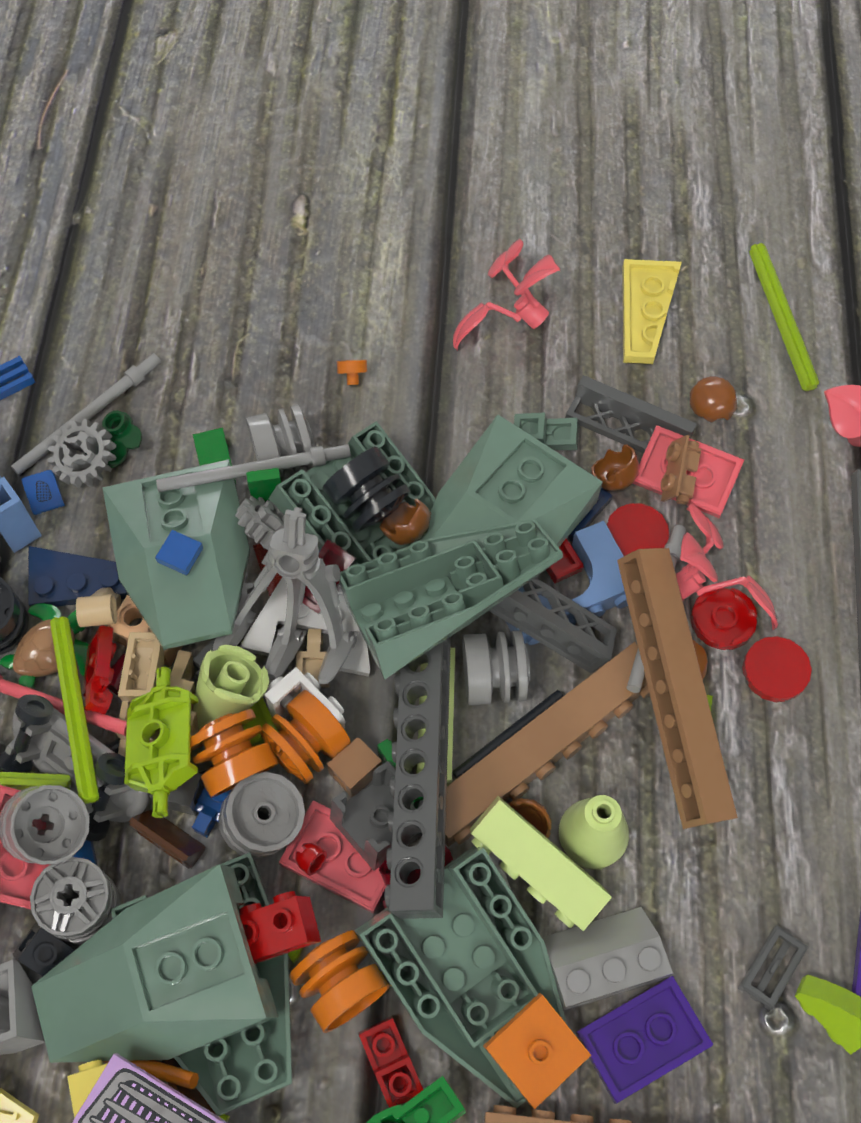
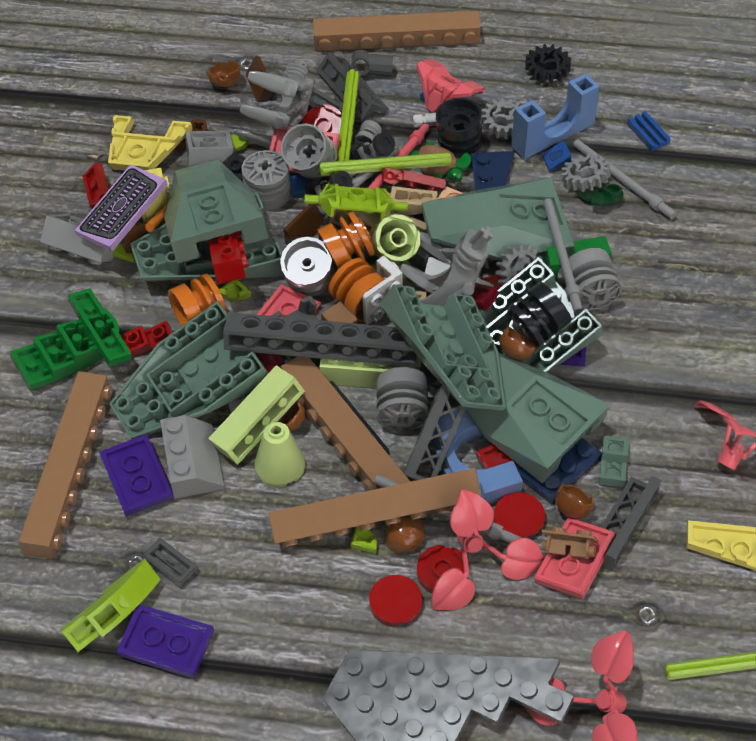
camera: 95 degrees right, 10 degrees down
(98, 608) = (457, 178): tan piece -> none
(179, 552) = (488, 206): blue tile -> none
(311, 858) = (278, 295): red hinge -> none
(352, 369) = (668, 331): orange tile -> none
(537, 1050) = (137, 406): orange plate -> none
(713, 399) = (649, 589): dark orange hair -> none

